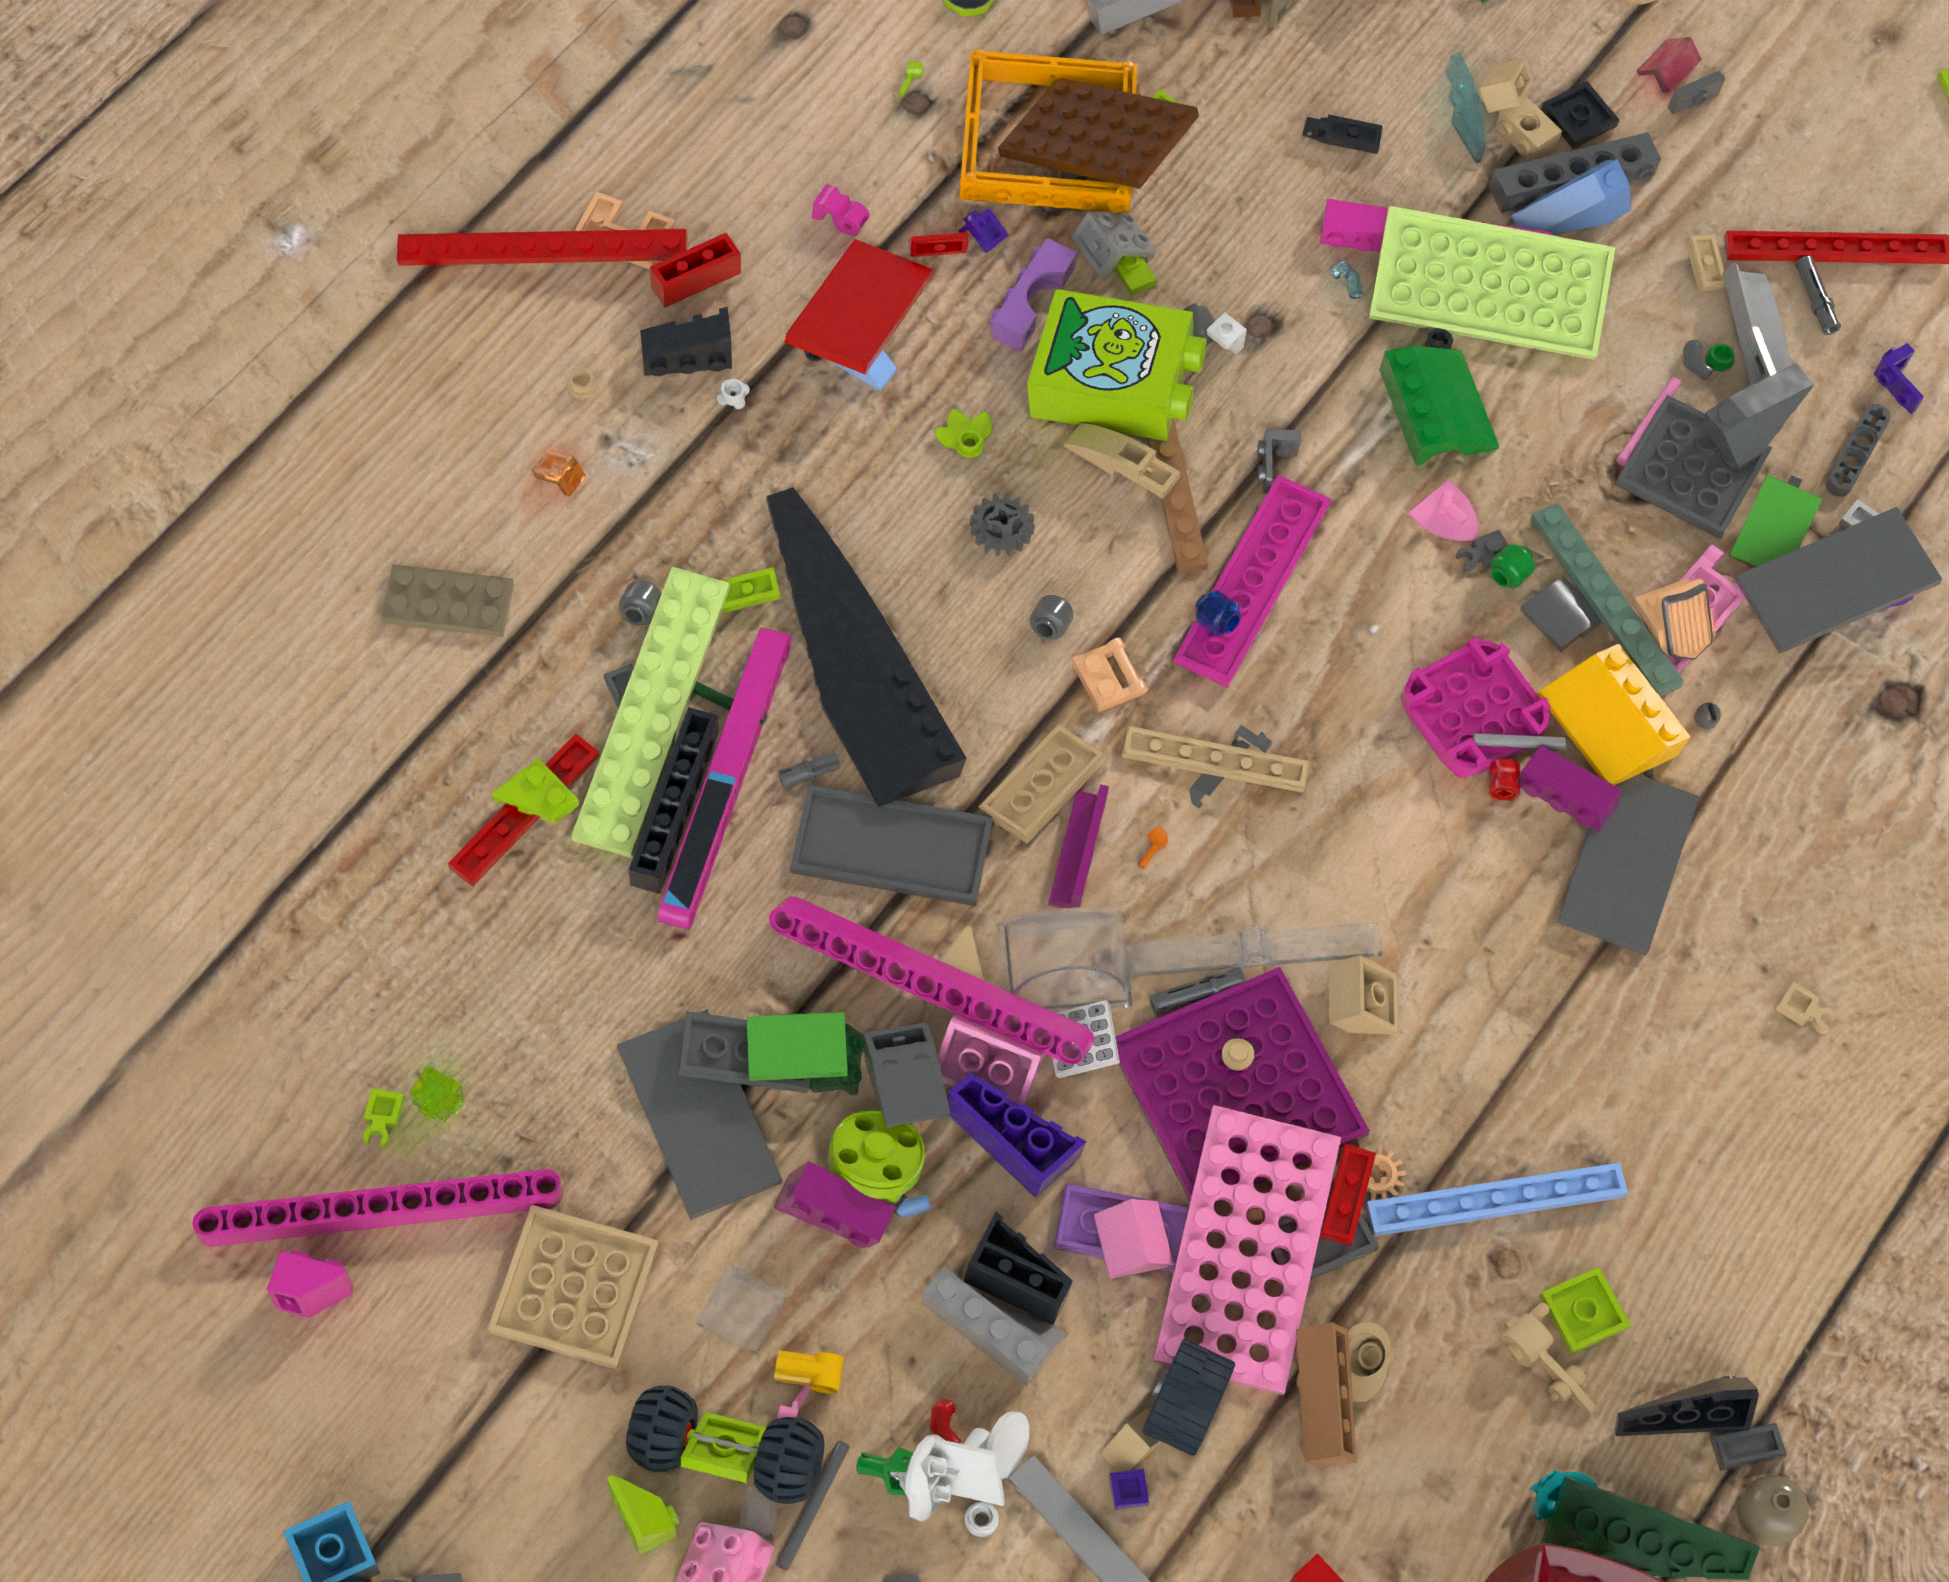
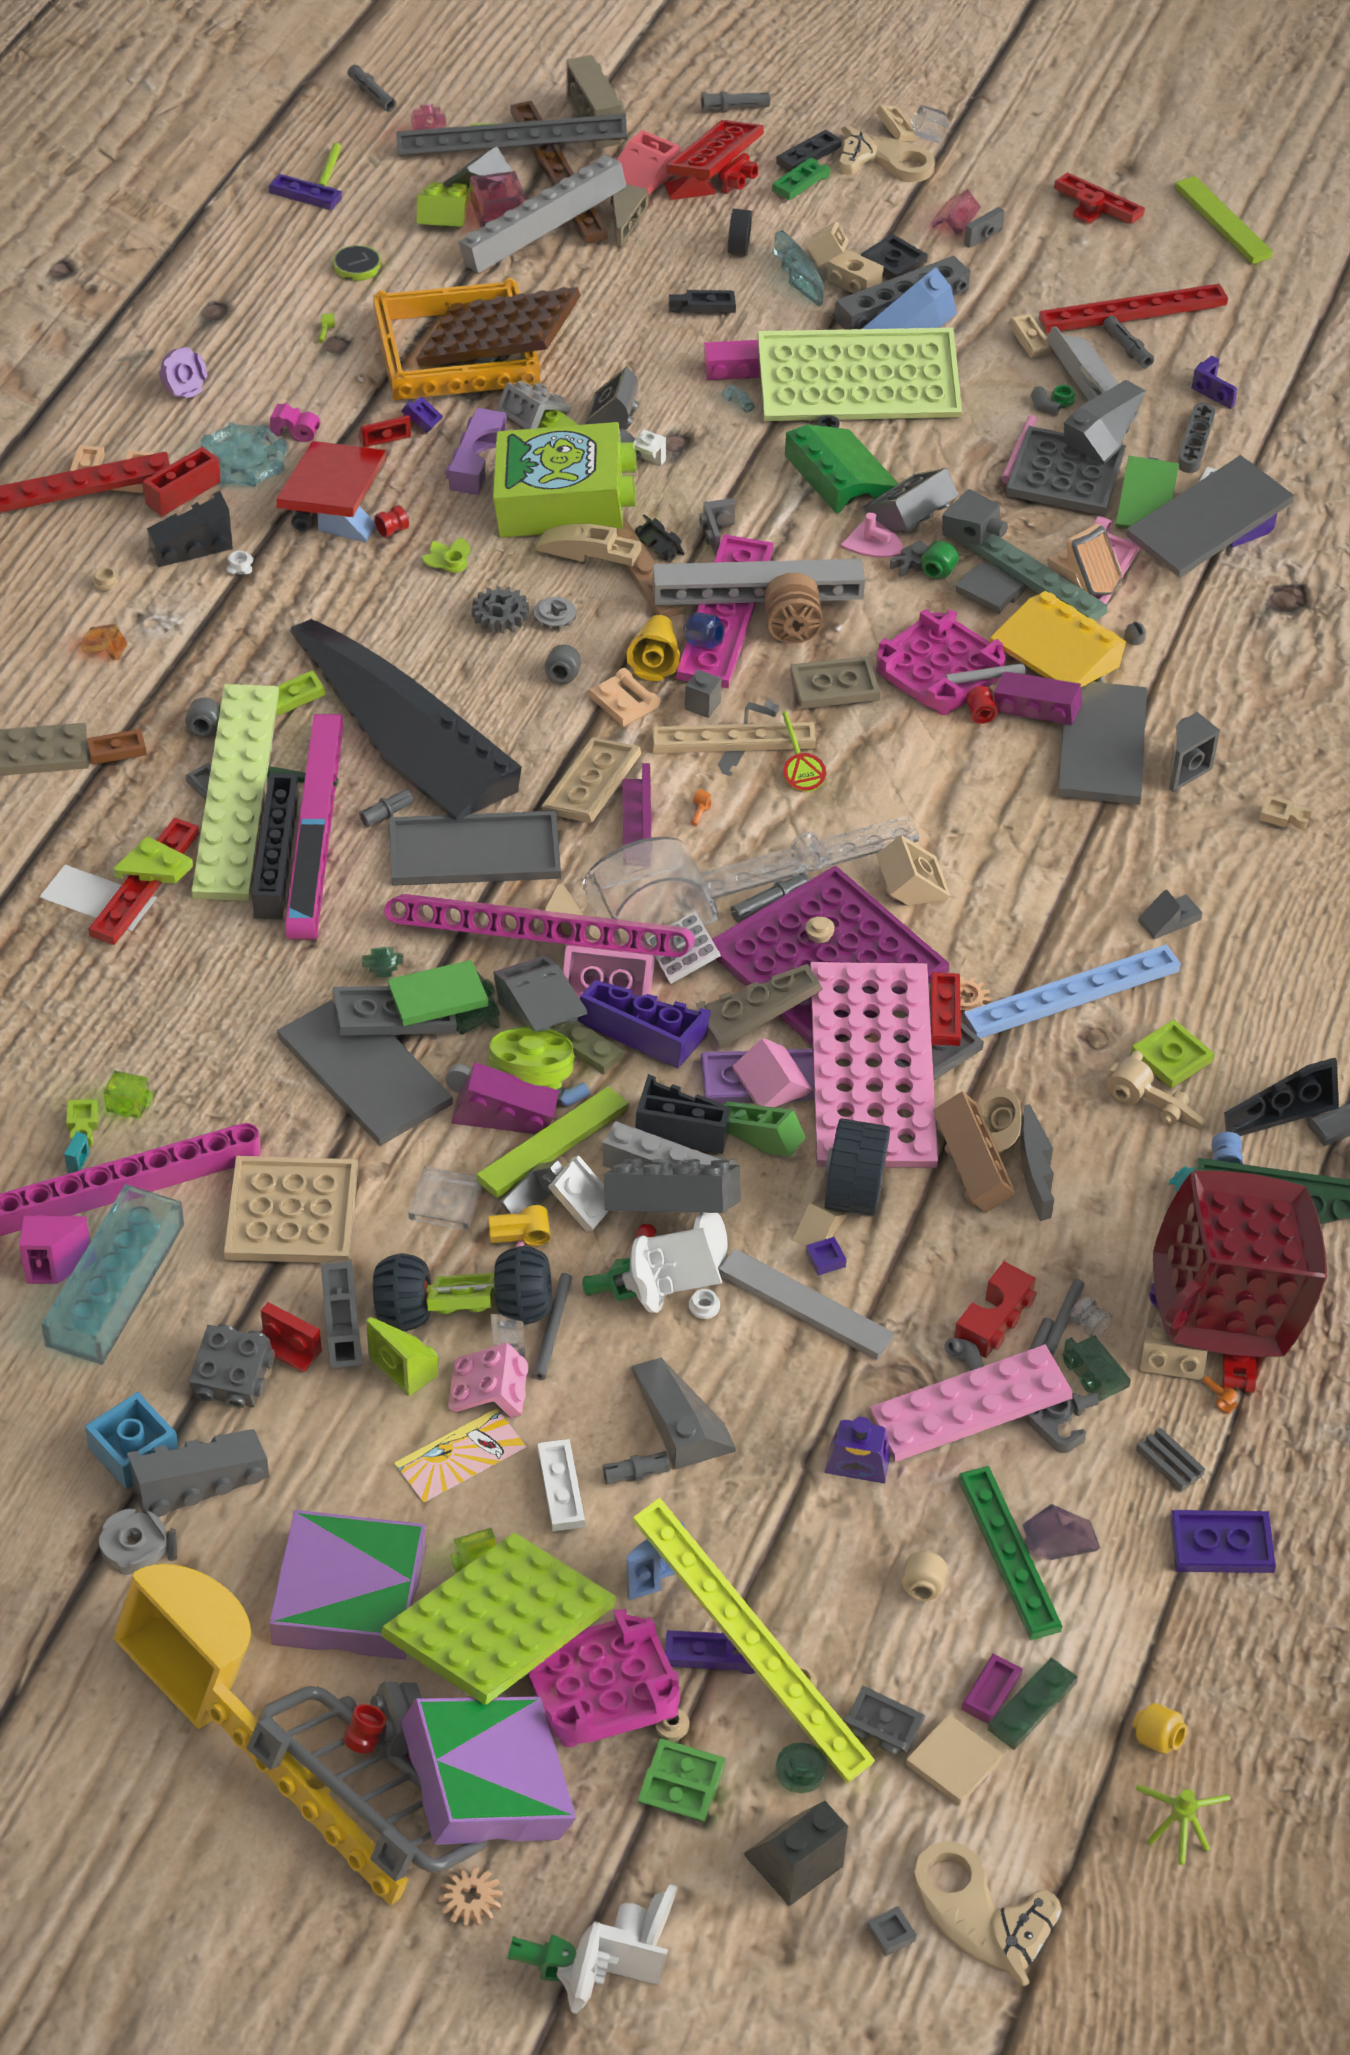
camera: 10 degrees left, 15 degrees down
(364, 1331) = (113, 1274): none -> clear light blue brick
(365, 1159) = (76, 1153): none -> teal tile
(459, 1481) = (231, 1366): none -> dark grey brick
(460, 806) = (85, 892): none -> white sticker
(525, 1460) = (292, 1338): none -> red bracket
(538, 619) = (116, 746): none -> dark orange plate
(589, 1449) = (341, 1313): none -> dark grey arch
(733, 116) = (183, 372): none -> tile
(751, 980) = (382, 961): none -> clear green plate
(781, 228) = (255, 465): none -> clear light blue plate
(795, 1155) = (456, 1076): none -> light grey tile
(835, 1325) = (532, 1188): none -> flat silver bracket
(873, 1265) = (552, 1141): none -> lime tile
(885, 1348) = (580, 1193): none -> white plate
(913, 373) = (391, 521): none -> red wheel
(948, 1146) = (590, 1046): none -> olive plate
(980, 1376) = (672, 1187): none -> dark grey brick
(1071, 532) = (560, 606): none -> light grey gear
(1105, 1302) = (766, 1128): none -> bright green slope
(1141, 1140) = (747, 1010): none -> dark tan wing
(1158, 621) = (654, 650): none -> yellow cone
(1196, 694) = (703, 693): none -> dark grey brick
(1202, 262) = (615, 400): none -> dark grey brick
(1211, 472) = (654, 531): none -> black hinge
(1281, 823) = (802, 771): none -> piece
(1297, 557) = (747, 580): none -> light grey brick
(1327, 602) = (793, 608): none -> medium nougat wheel
(1348, 709) = (835, 682): none -> dark tan plate
(1394, 1412) = (1036, 1162): none -> dark grey slope
(1410, 44) = (739, 231): none -> black tyre
(1505, 472) = (913, 500): none -> dark grey slope
(1564, 523) = (973, 519): none -> dark grey torso
(1607, 1460) = (1227, 1147): none -> medium blue wheel
(1636, 1118) = (1169, 914): none -> dark grey slope
(1723, 904) = (1192, 750): none -> dark grey slope
(1838, 78) = (1097, 200): none -> red plate

